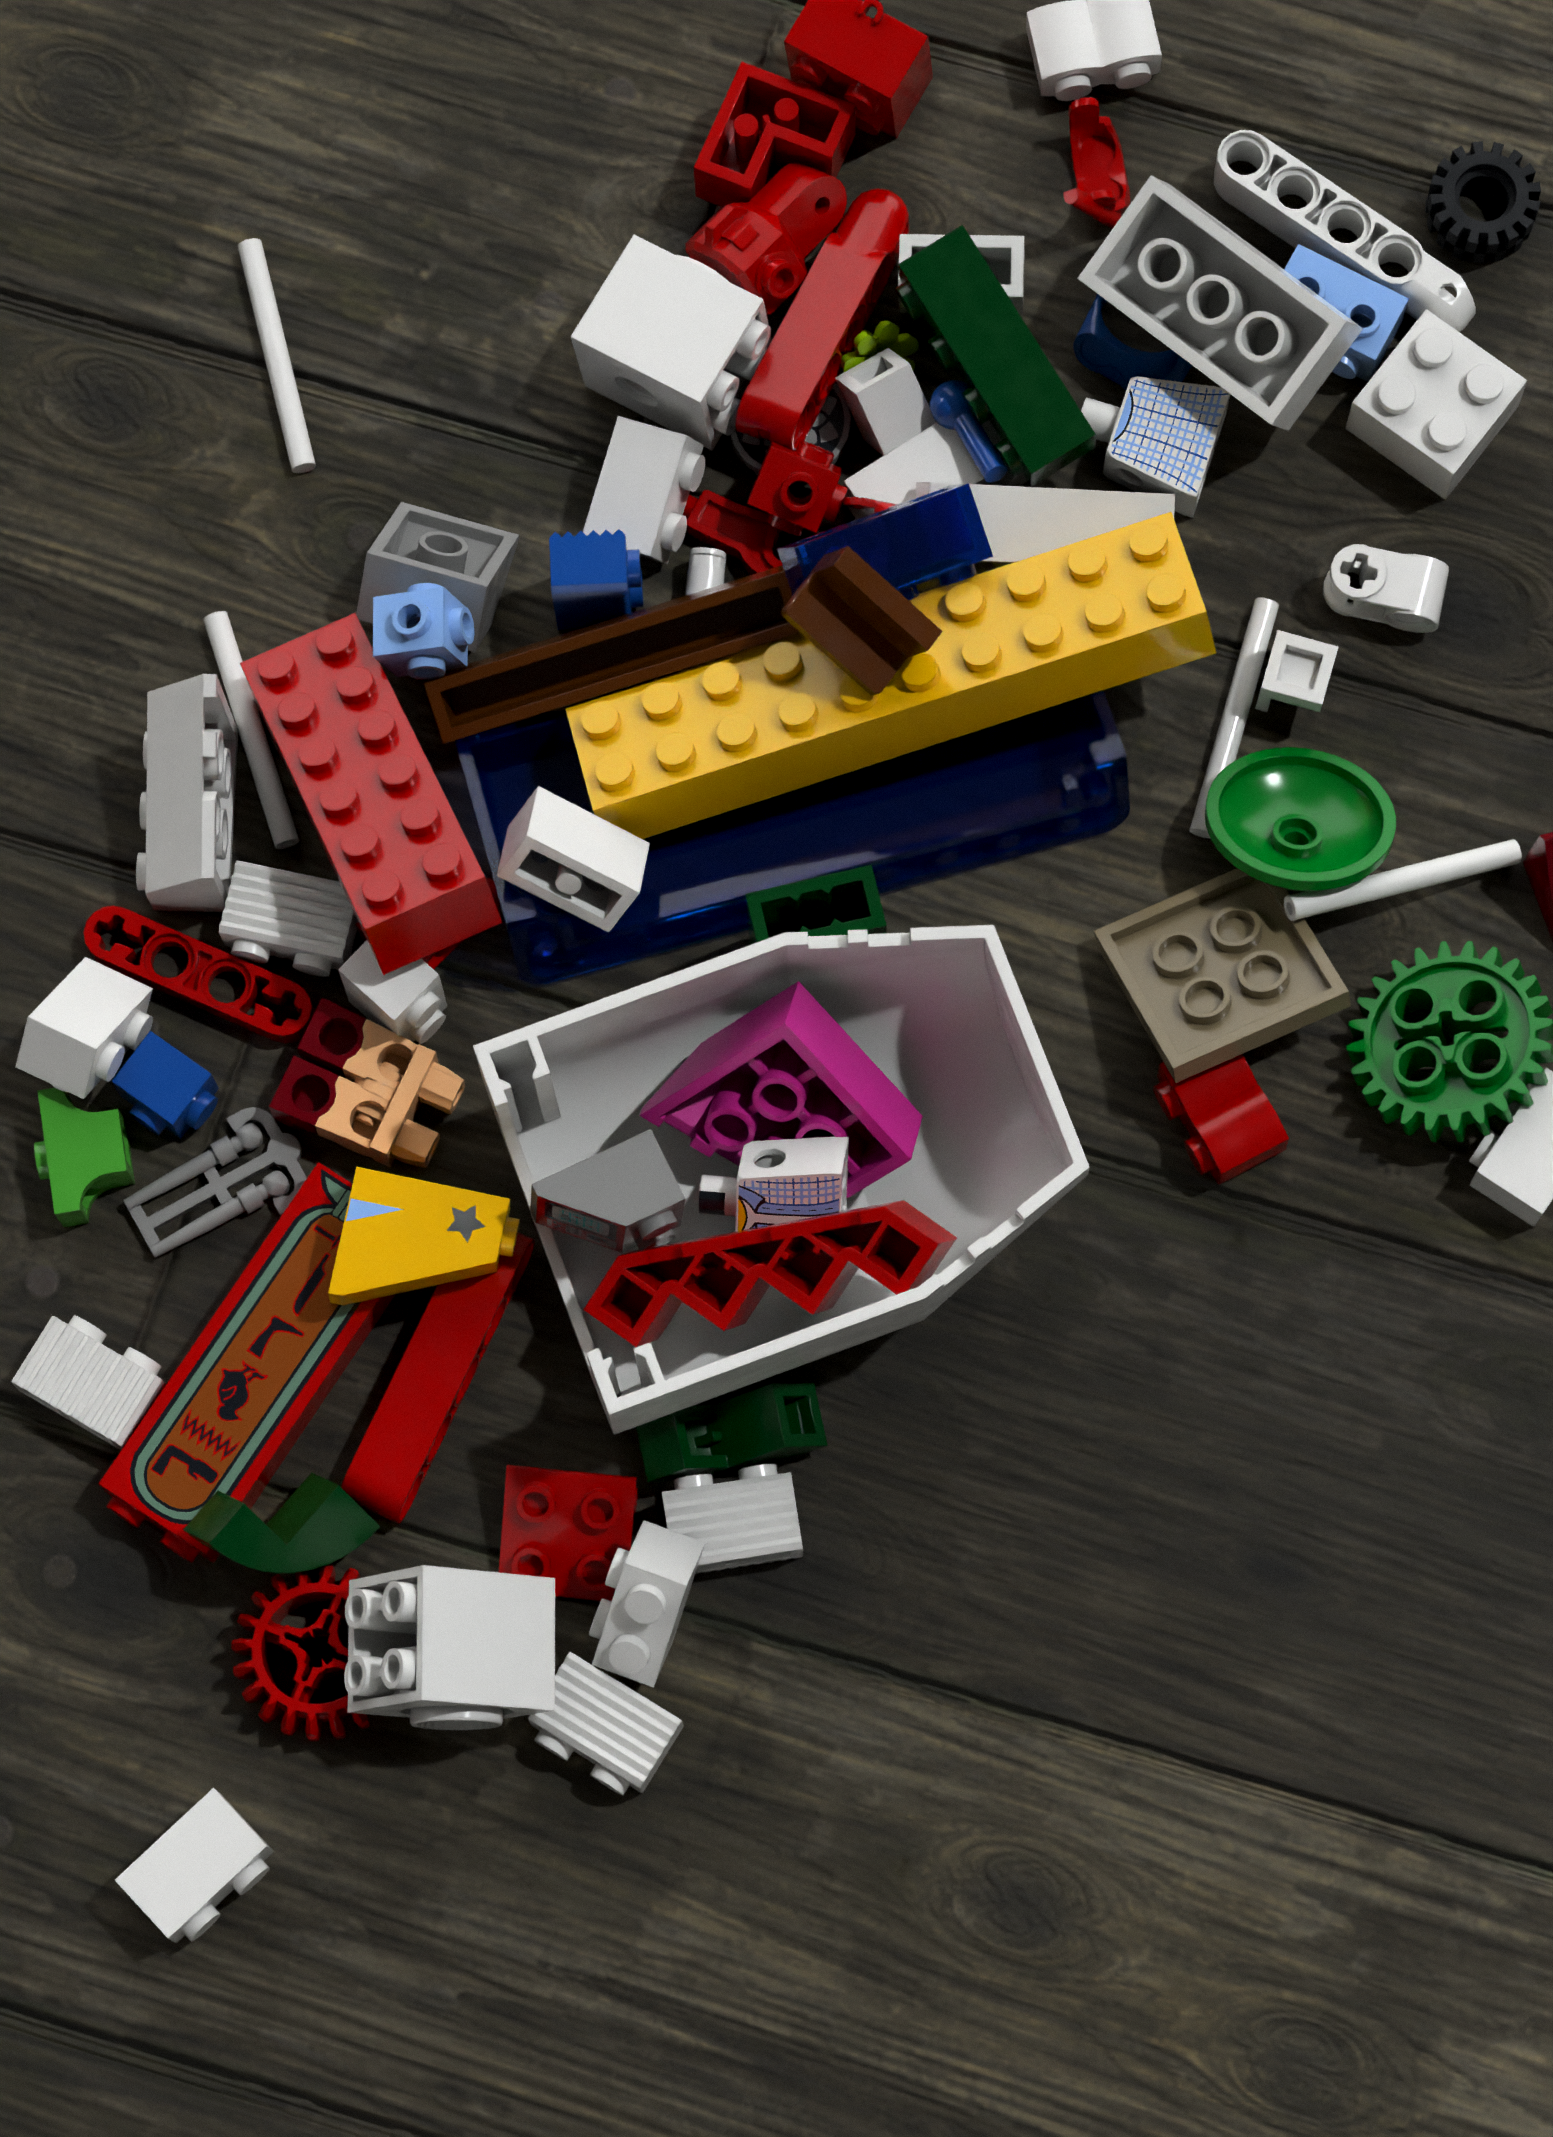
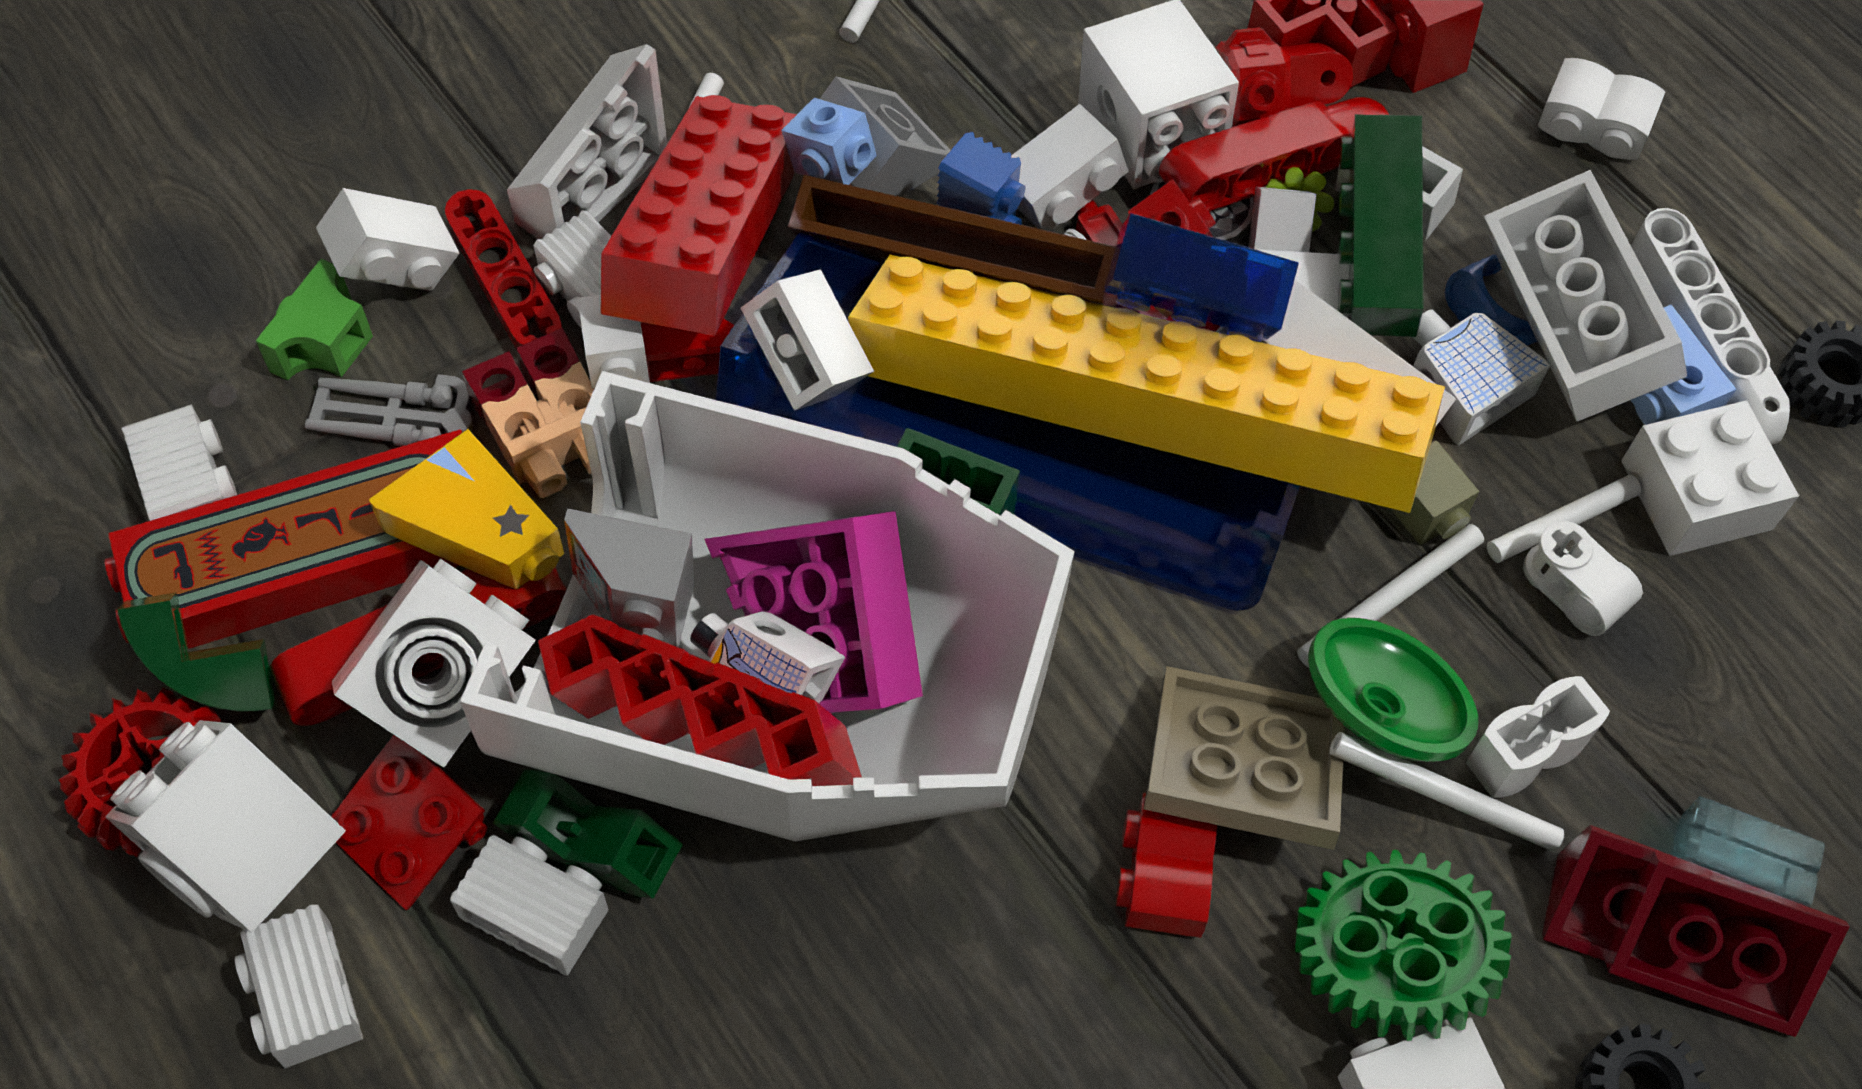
camera: 30 degrees right, 15 degrees down
(166, 1088) = (411, 322): blue brick -> none
(500, 1387) = (428, 616): none -> white brick
(647, 1602) = (403, 908): white brick -> none
(859, 619) = (1142, 292): reddish brown panel -> none
(954, 414) = (1324, 251): blue bar -> none
(1096, 164) = (1554, 165): red helmet -> none
(1223, 593) = (1441, 499): none -> olive brick
(1297, 672) = (1465, 584): white panel -> none
(1333, 530) = (1575, 512): none -> white bar
(1445, 777) = (1537, 736): none -> white brick

